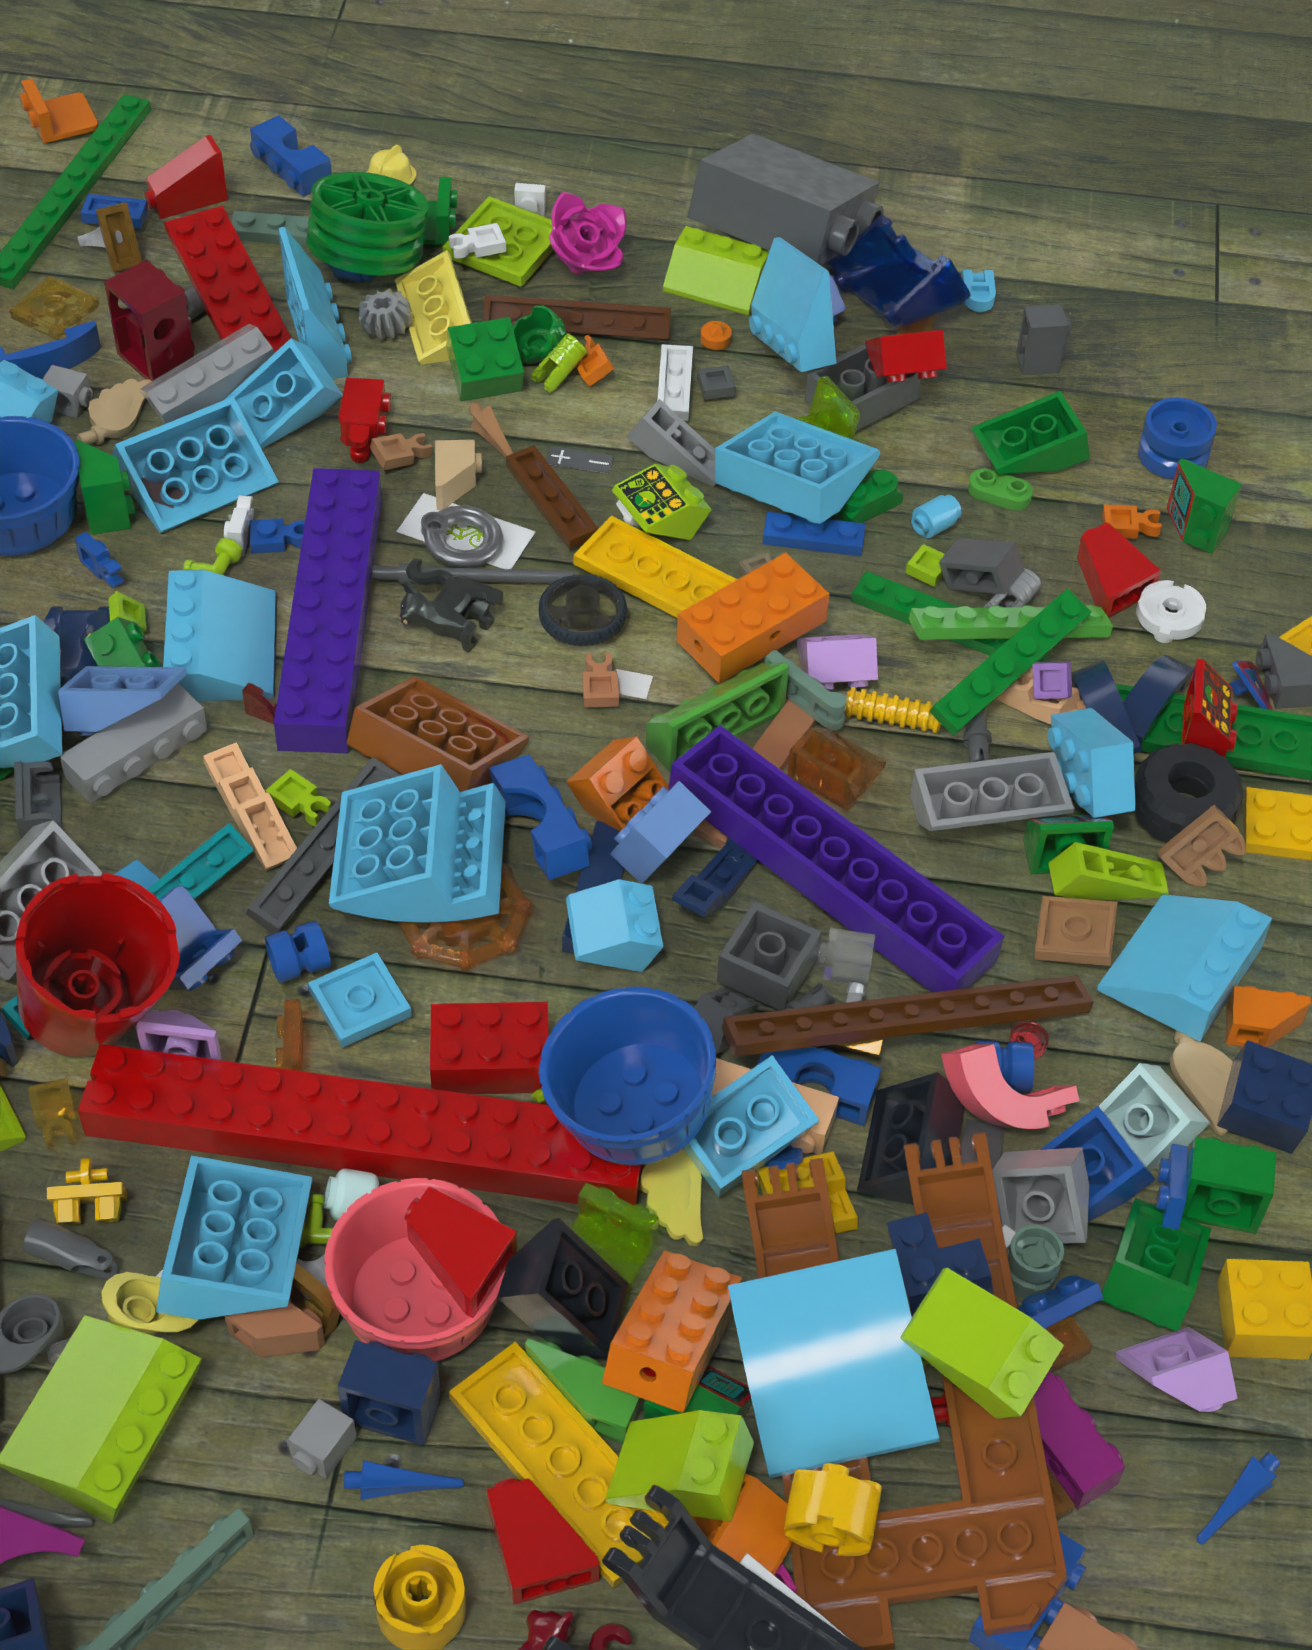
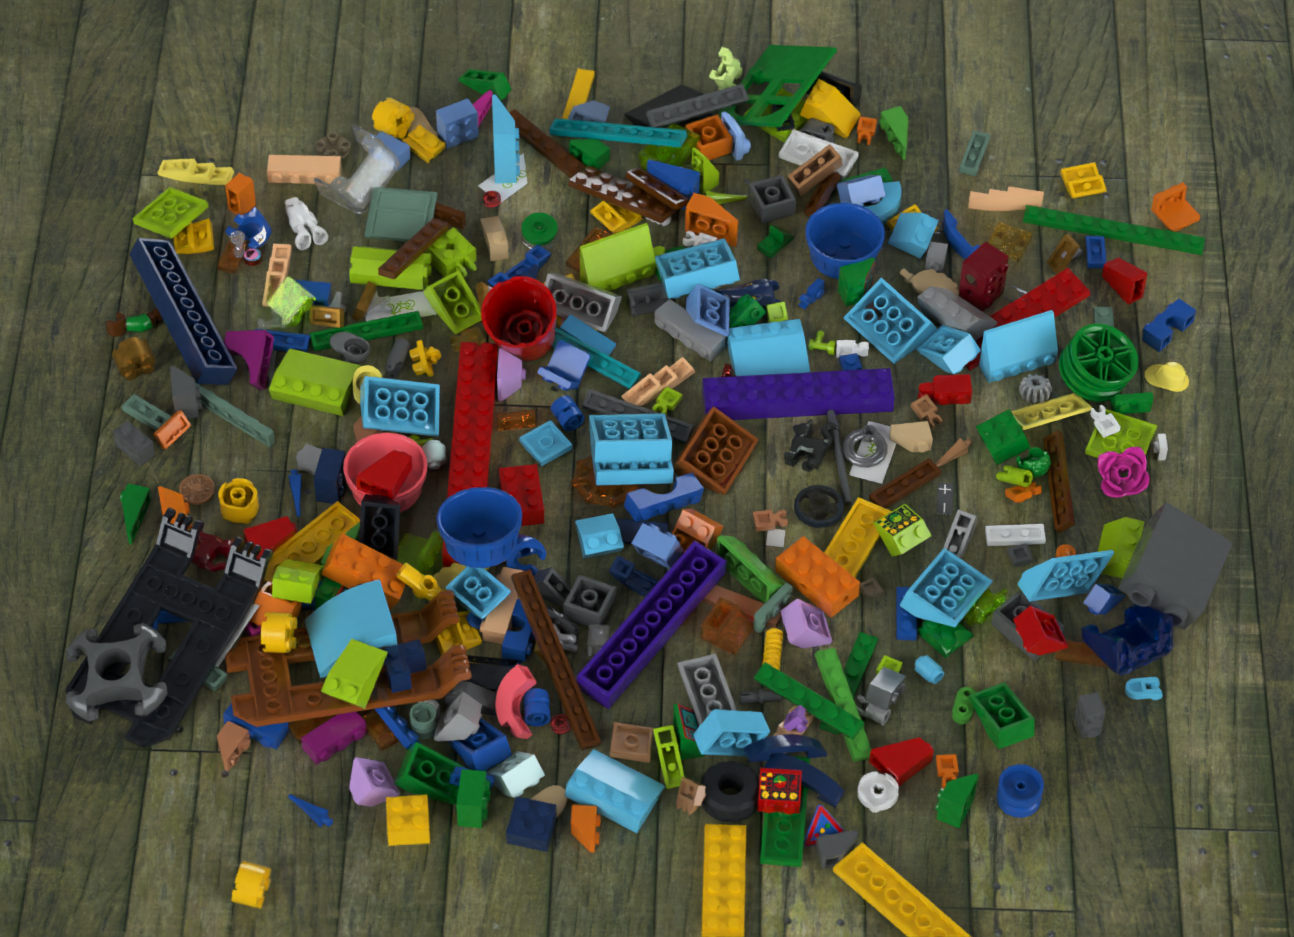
camera: 85 degrees right, 0 degrees up
(713, 1228) = (421, 585): none -> yellow piece

